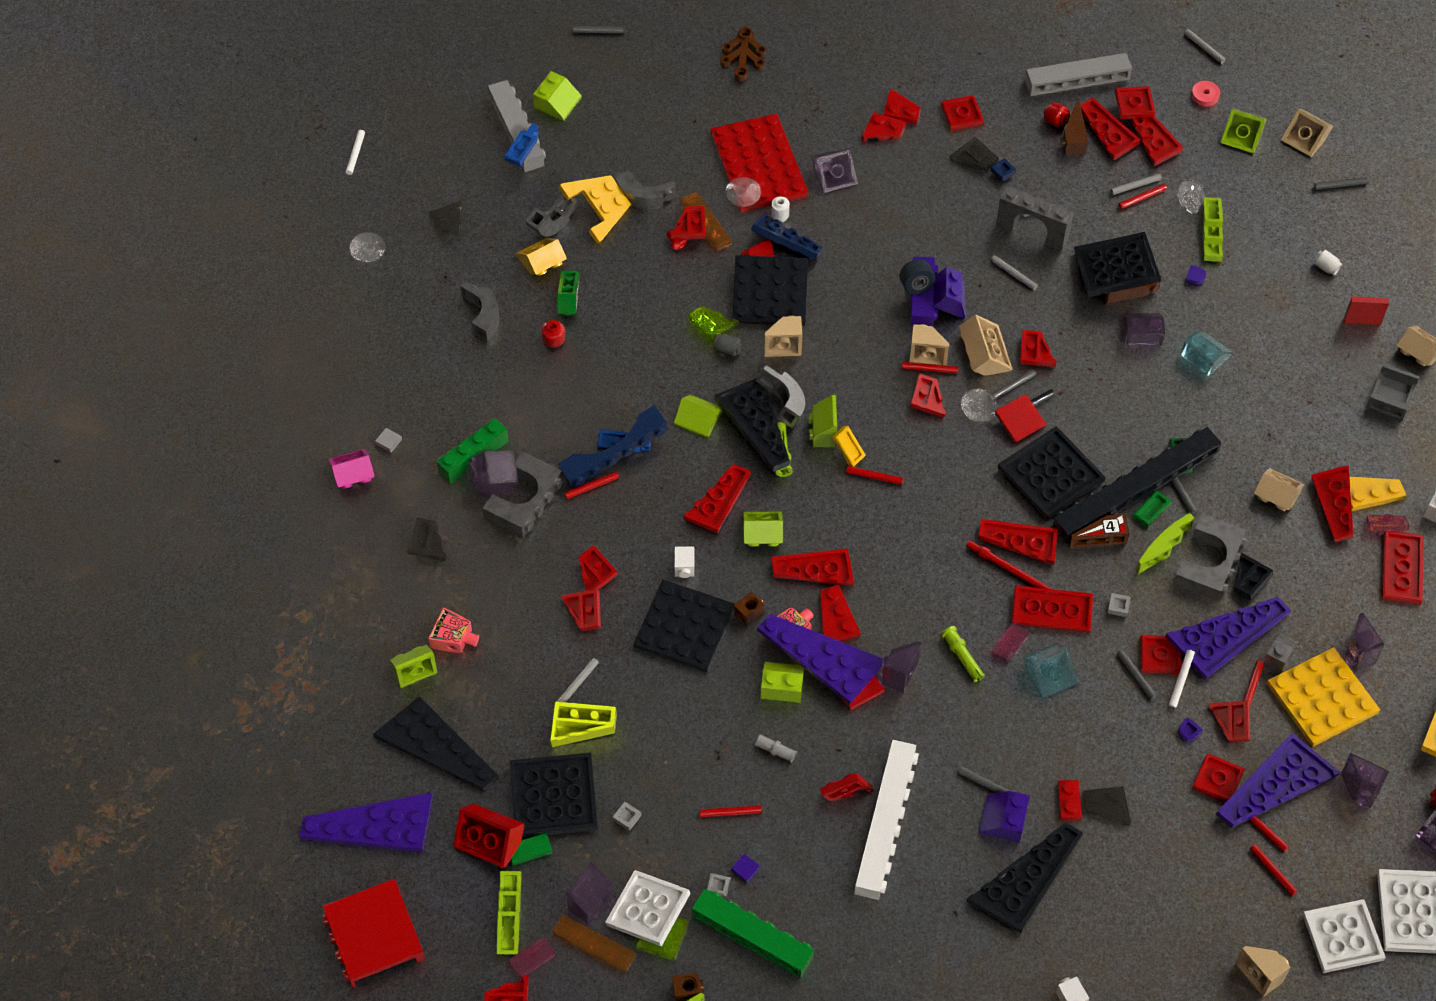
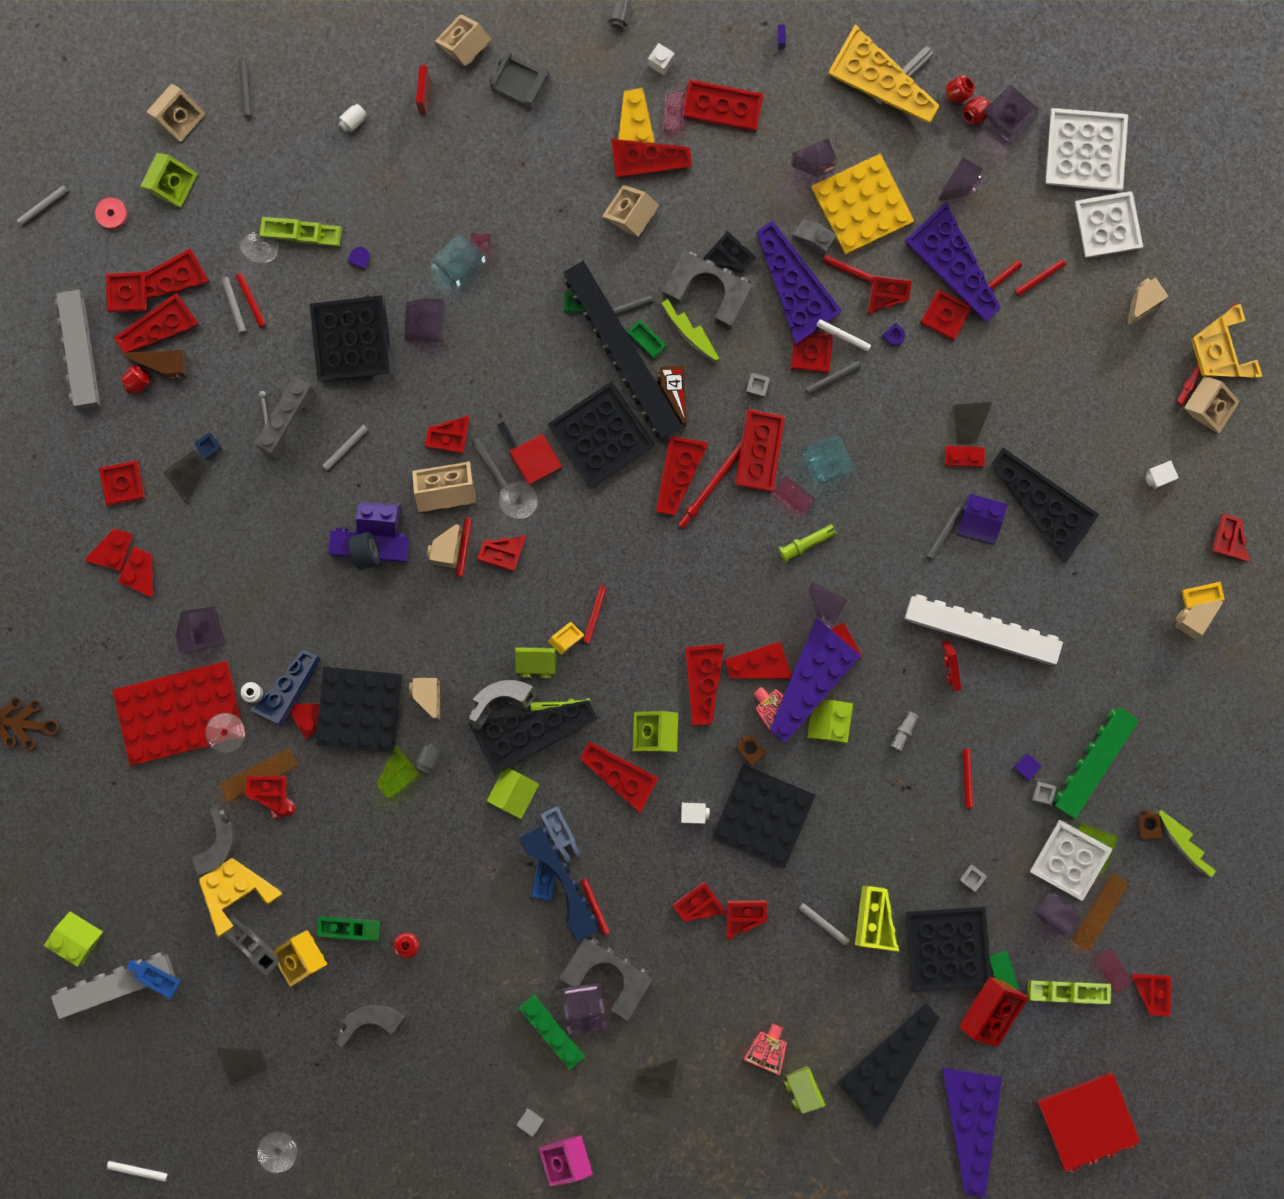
camera: 85 degrees left, 25 degrees up
(661, 453) = (560, 832): none -> sand blue hinge
(1227, 364) = (481, 240): none -> clear pink plate

